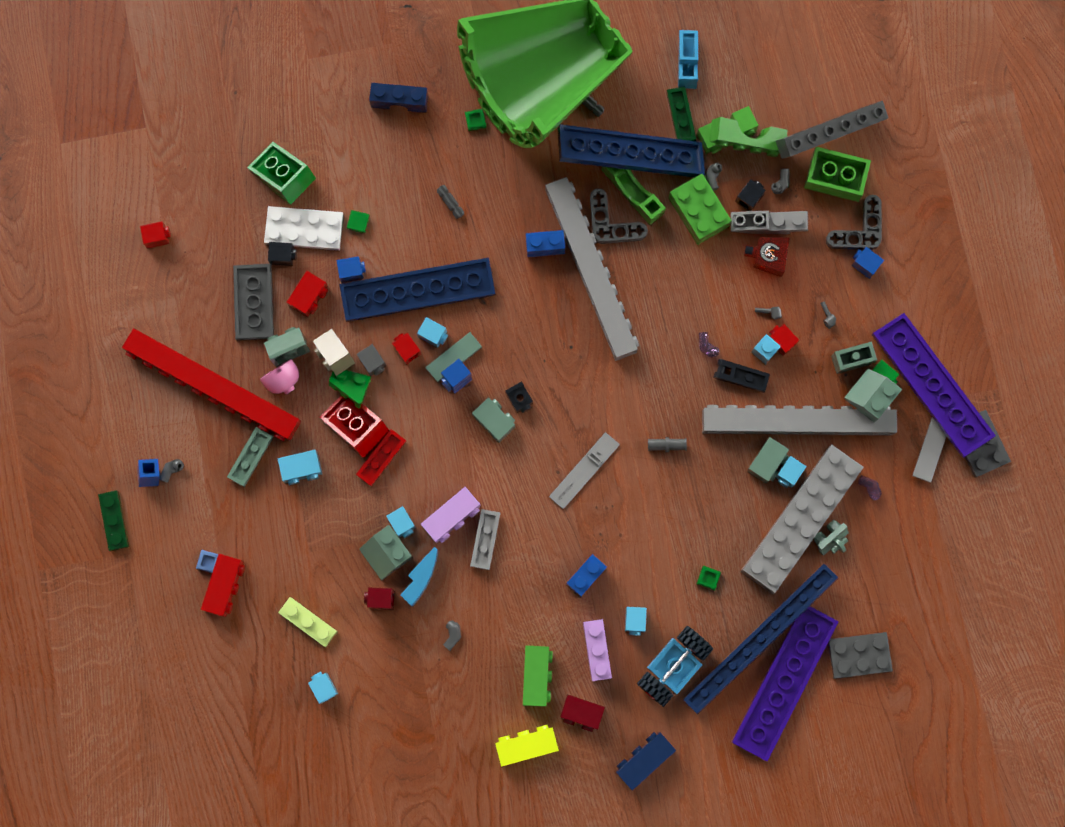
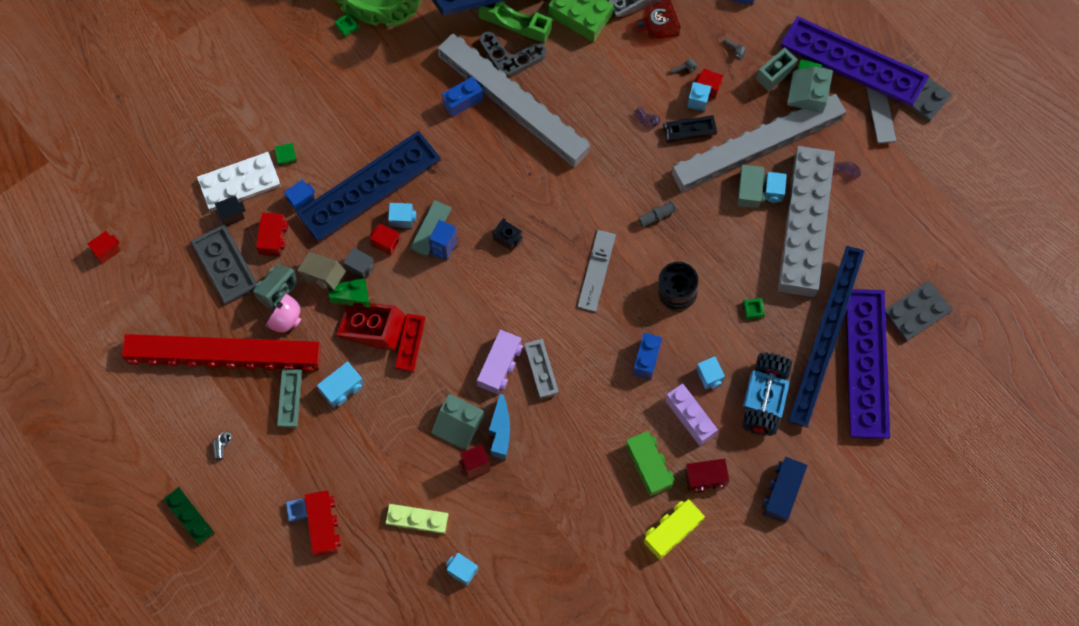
camera: 30 degrees left, 10 degrees down
(148, 472) = (201, 455): blue brick -> none
(282, 172) = (196, 142): green slope -> none
(387, 95) = (258, 36): dark blue arch -> none
(401, 522) = (458, 387): medium azure brick -> none
(450, 201) = (360, 101): dark grey axle -> none
(454, 634) = (557, 464): dark grey arm -> none
(493, 419) = (495, 263): sand green brick -> none
(640, 516) = (679, 276): none -> black wheel
(835, 540) = (844, 225): sand green hips -> none

